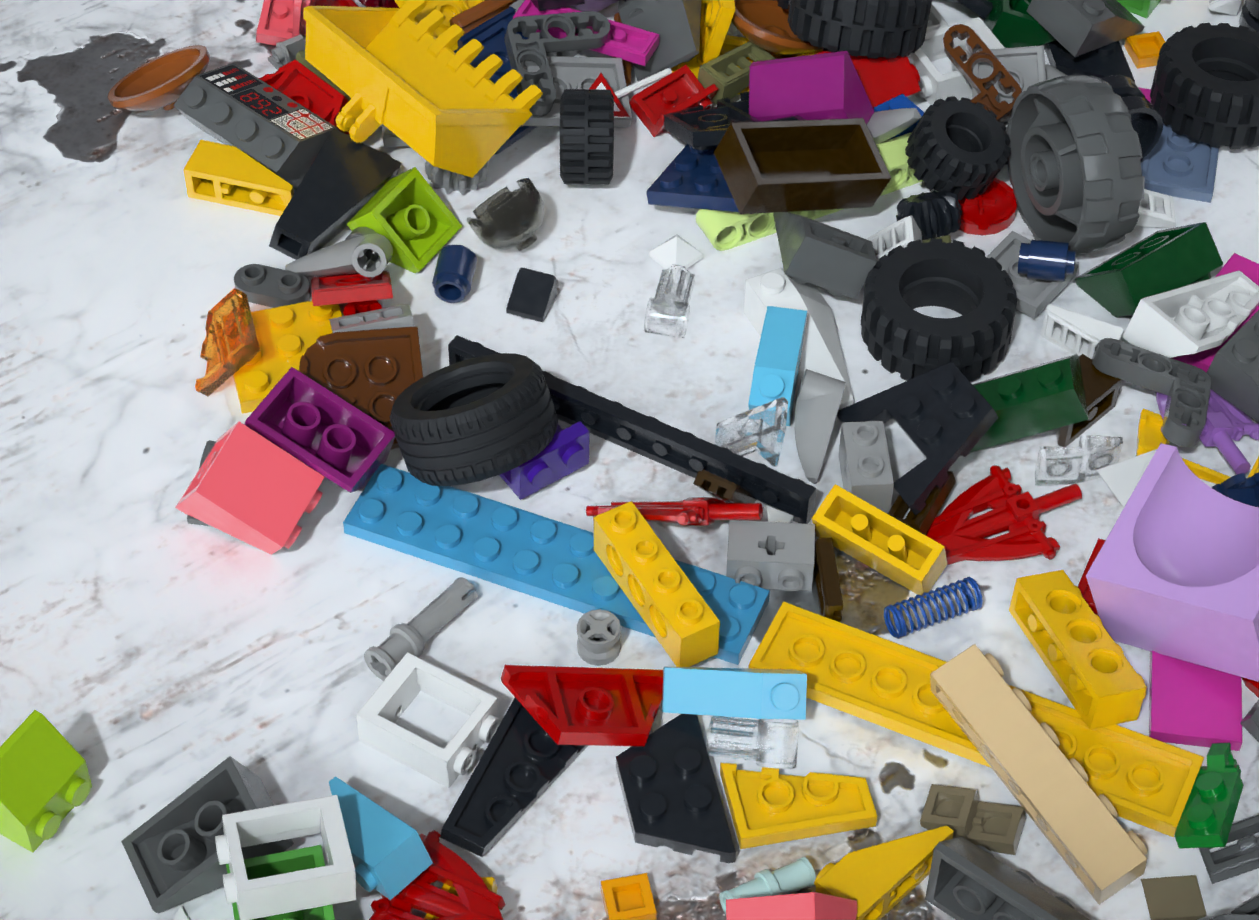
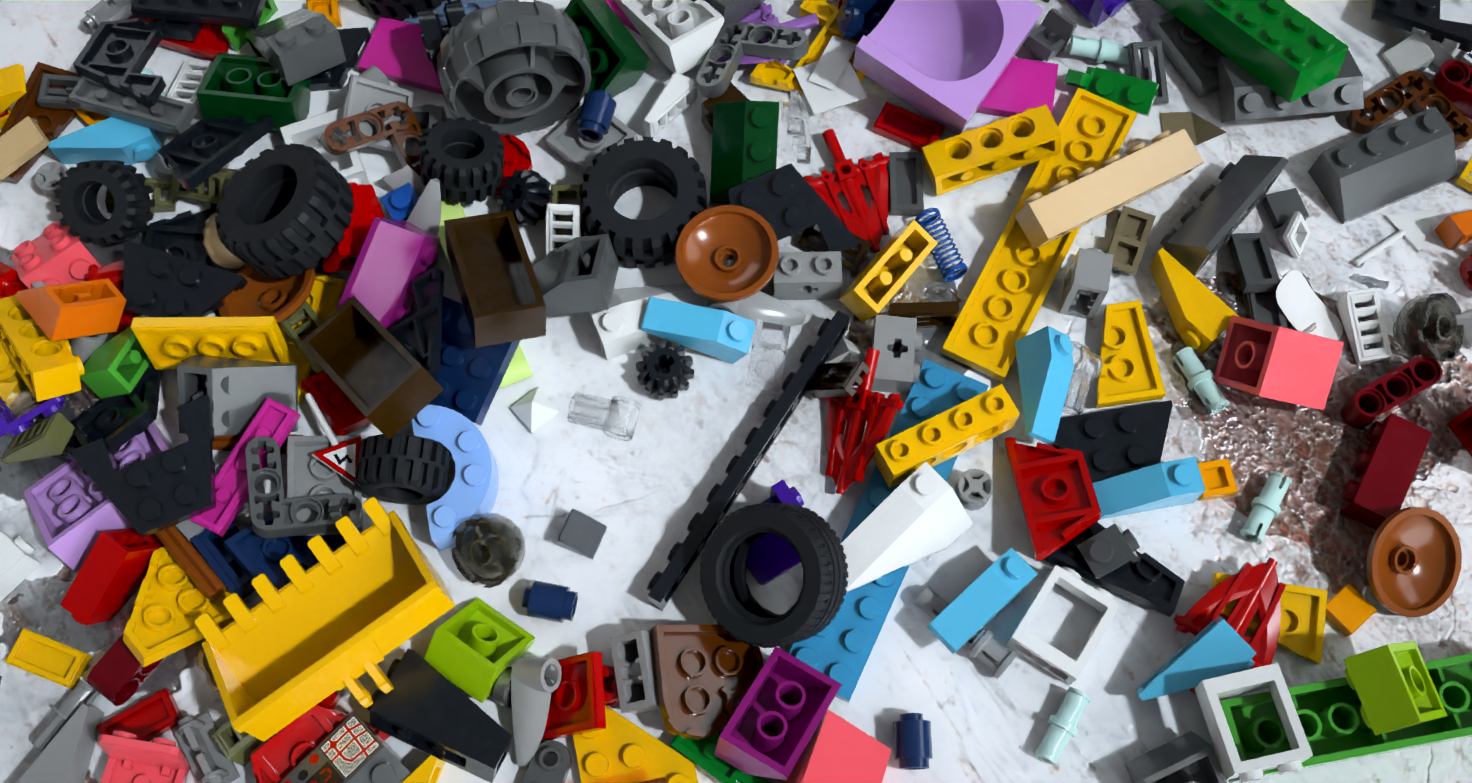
camera: 85 degrees left, 20 degrees up
(293, 576) = (912, 741): none -> dark blue brick
(307, 720) = (1062, 726): none -> light aqua pin
(453, 628) = (982, 600): none -> medium azure slope
(519, 755) = (1109, 550): none -> dark grey bracket
(542, 552) = (908, 525): none -> white wedge
(599, 201) = (475, 471): none -> light blue brick
(607, 819) = (1150, 488): none -> medium azure slope
(683, 79) = (371, 367): none -> dark brown piece
(727, 349) = (665, 382): none -> black gear
(866, 365) = (724, 235): none -> dark orange dish
(888, 740) = (1086, 283): none -> light grey brick
(998, 573) = (906, 183): none -> dark grey tile

